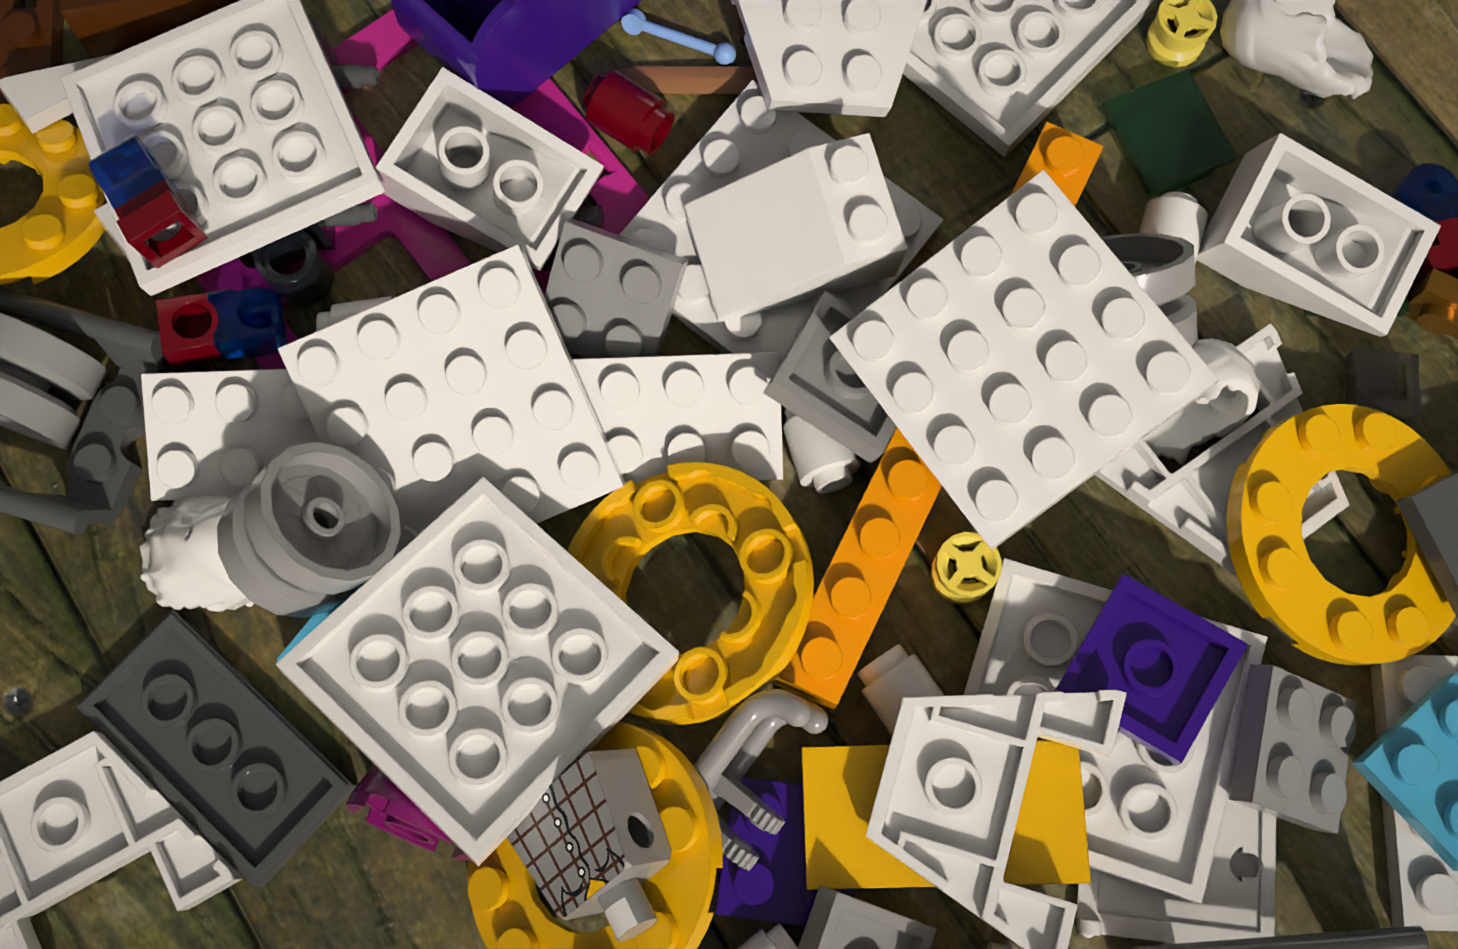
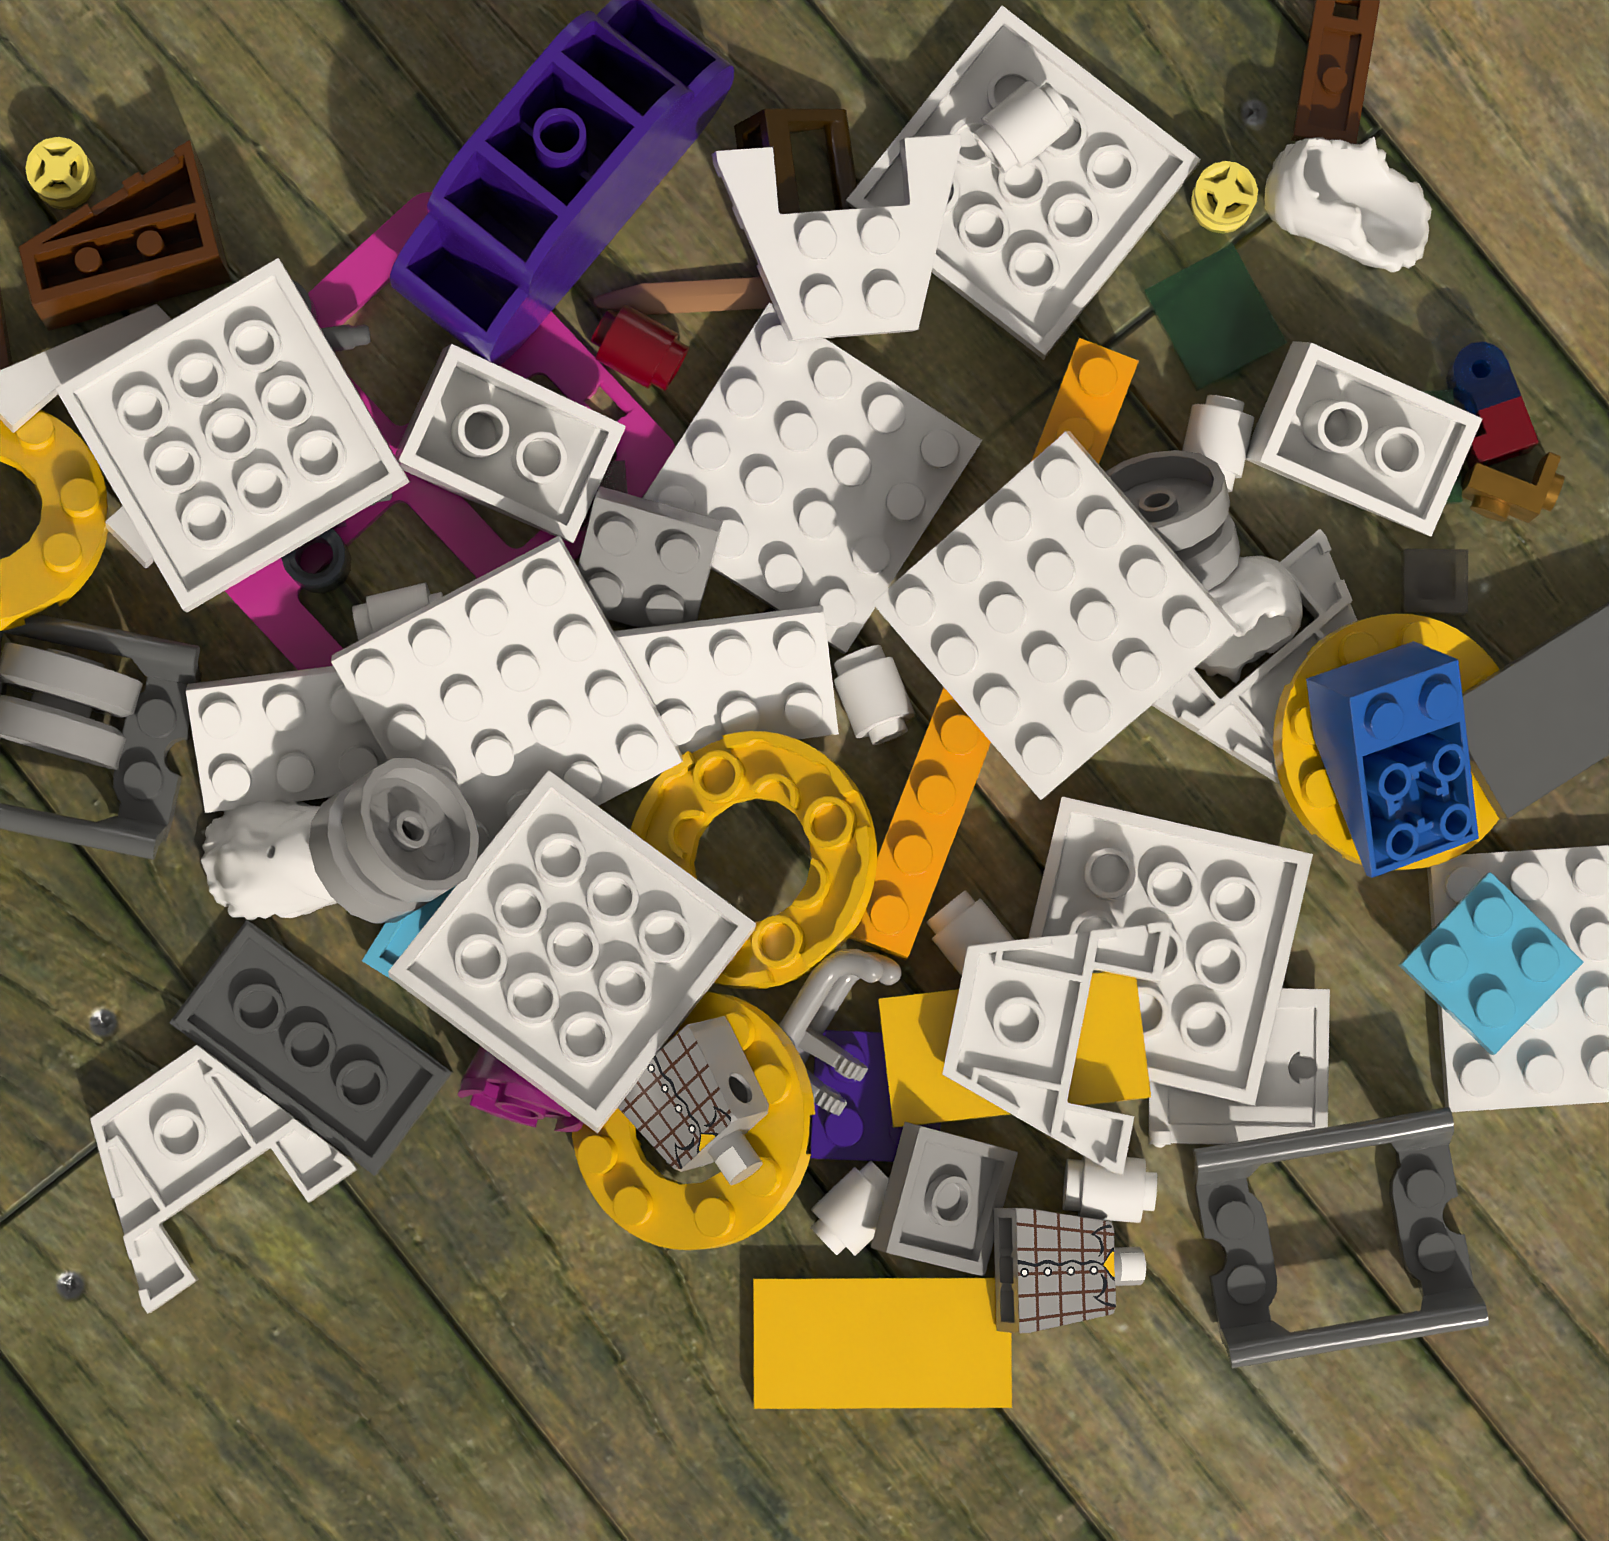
camera: 10 degrees left, 10 degrees up
(145, 201) = (181, 524): leg -> none
(220, 326) = (253, 629): leg -> none
(635, 22) = (635, 233): light blue hinge -> none
(797, 229) = (828, 481): white slope -> none
(825, 389) = (865, 645): light grey plate -> none
(971, 560) = (1026, 807): light yellow wheel -> none
(1163, 661) = (1205, 889): dark purple plate -> none
(1293, 749) = (1341, 957): light grey plate -> none
(1367, 537) = (1397, 754): none -> blue slope

